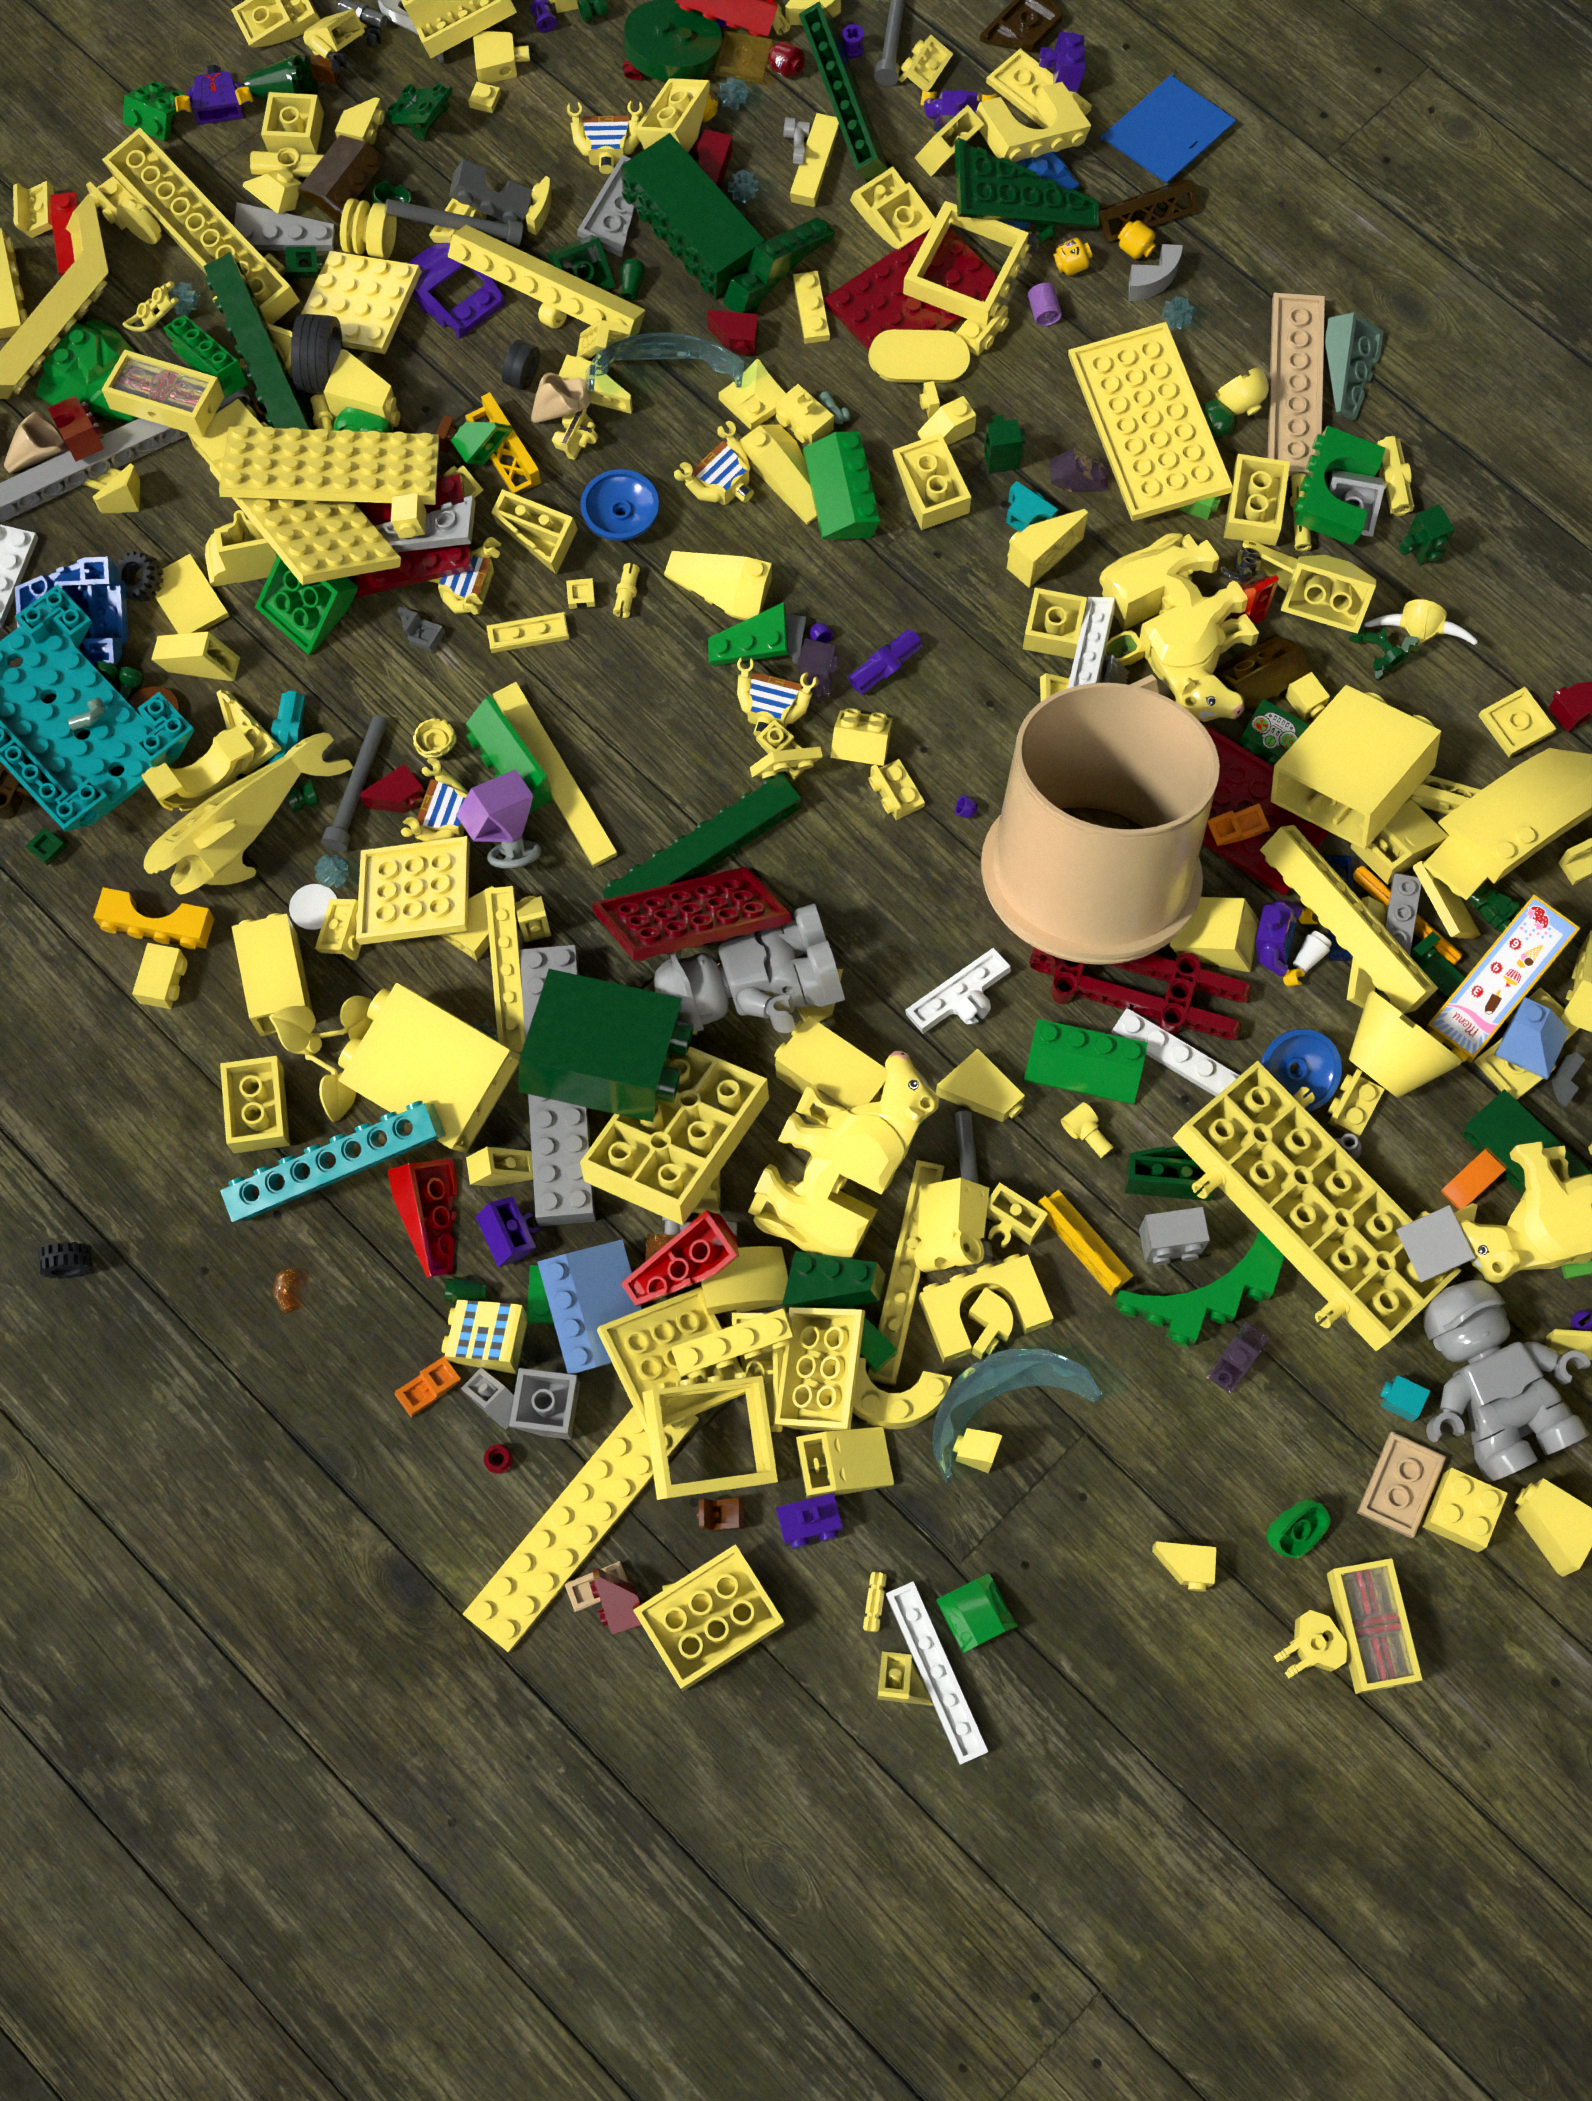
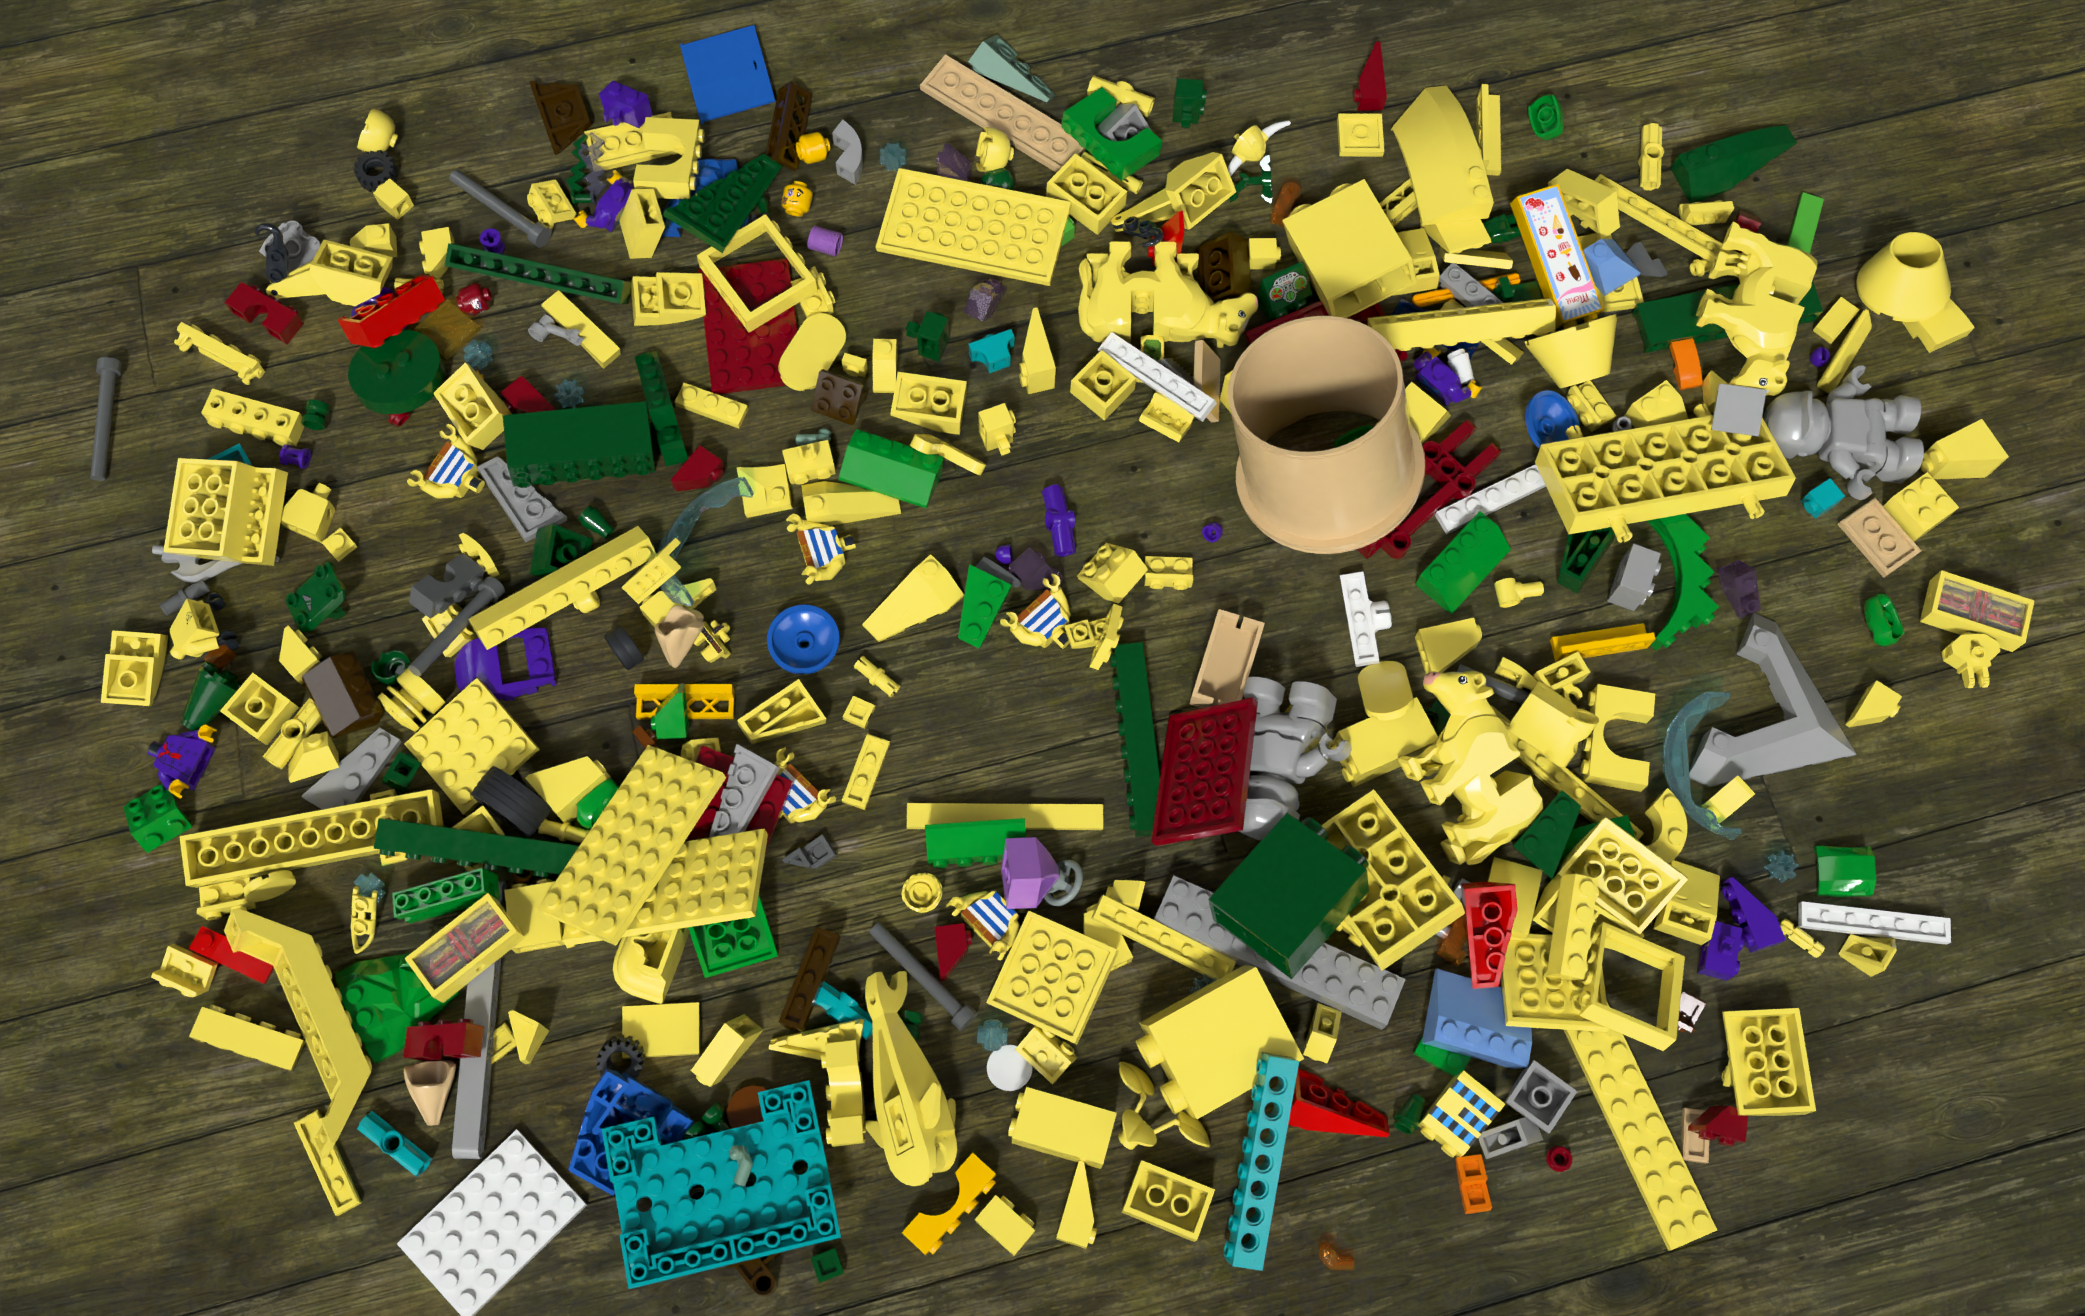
camera: 65 degrees left, 0 degrees up
(204, 1033) = (1078, 1217): none -> light yellow slope
(295, 685) = (809, 979): none -> dark brown fence
(408, 515) = (726, 803): light yellow brick -> none
(506, 1231) = (1382, 1054): dark purple brick -> none
(834, 882) = (1226, 660): none -> tan piece
(861, 1546) = (1758, 922): none -> dark purple slope
(878, 1039) = (1385, 690): none -> light yellow tile
(887, 403) = (838, 397): none -> dark brown bracket
(893, 515) = (932, 445): none -> light yellow beam
(942, 552) = (997, 428): none -> light yellow brick
(944, 1535) = (1778, 870): none -> clear light blue gear
(988, 67) = (586, 161): none -> piece
(989, 1180) = (1515, 673): none -> light yellow slope
(996, 1318) = (1631, 734): light yellow brick -> none
(1111, 1508) = (1804, 737): none -> light grey wedge
(1201, 366) = (953, 164): none -> clear purple slope
(1390, 688) = (1286, 201): none -> clear orange leg
(1396, 1171) = (1657, 407): none -> light yellow slope

